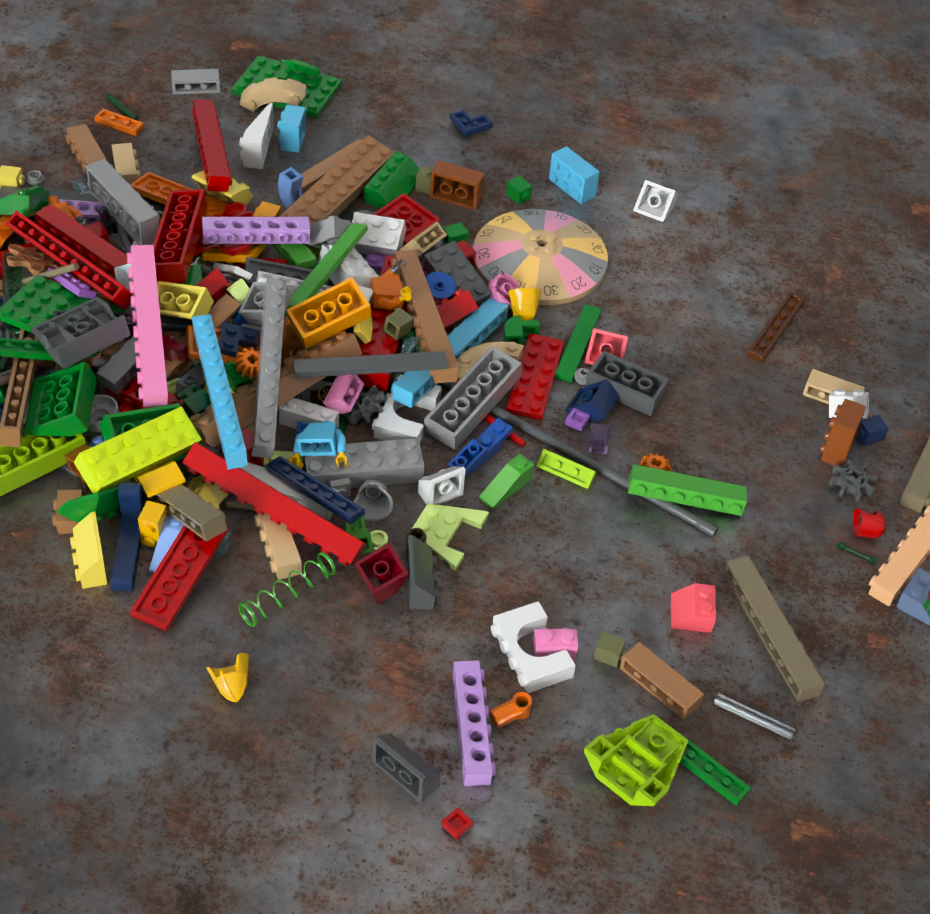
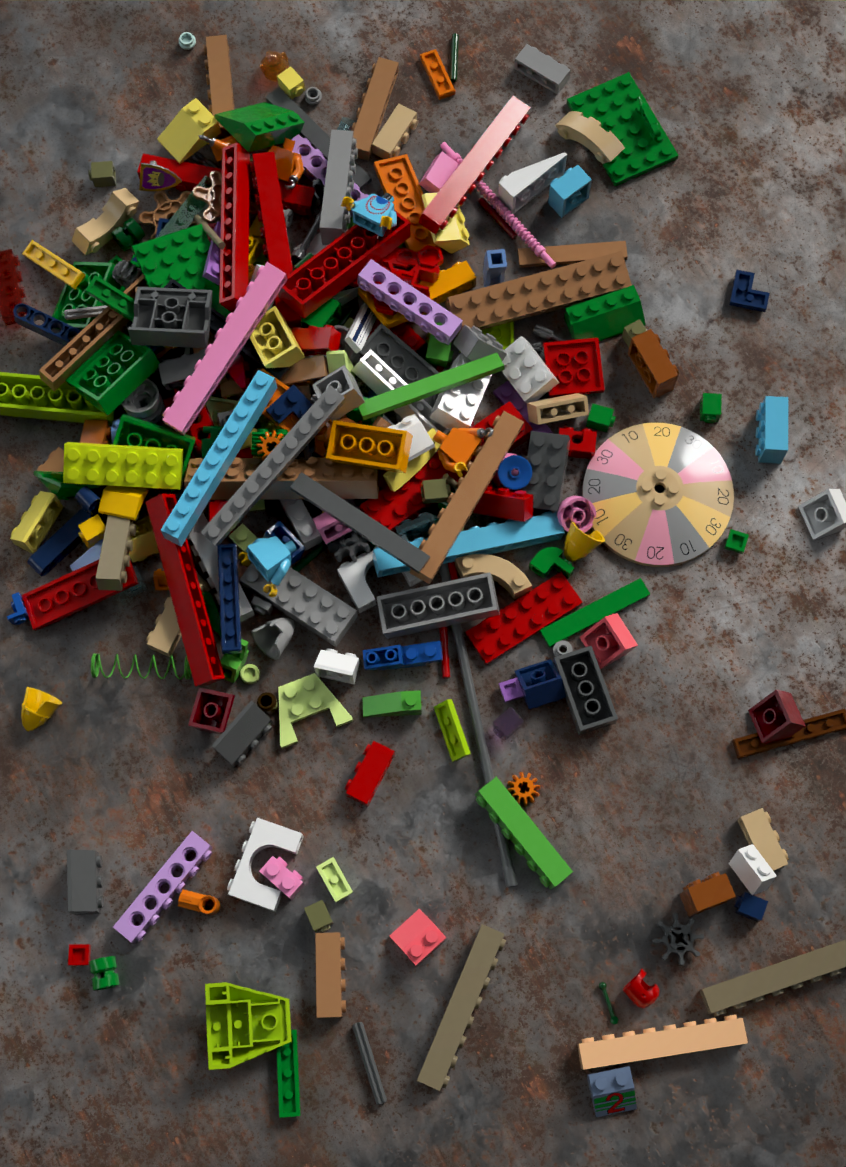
camera: 50 degrees right, 25 degrees up
(139, 622) = (20, 610): none -> blue bracket
(174, 192) = (373, 212): none -> medium azure torso
(184, 167) = (438, 173): none -> bright pink brick
(242, 523) = (160, 580): none -> orange tile
(256, 174) = (495, 215): none -> dark red bar
(308, 170) = (506, 214): none -> bright pink hose
(485, 815) = (98, 968): none -> green wheel
(540, 534) = (369, 773): none -> red brick
(592, 618) = (334, 879): none -> yellowish green plate
(620, 248) = (736, 541): none -> green plate
(759, 318) = (776, 717): none -> dark red slope

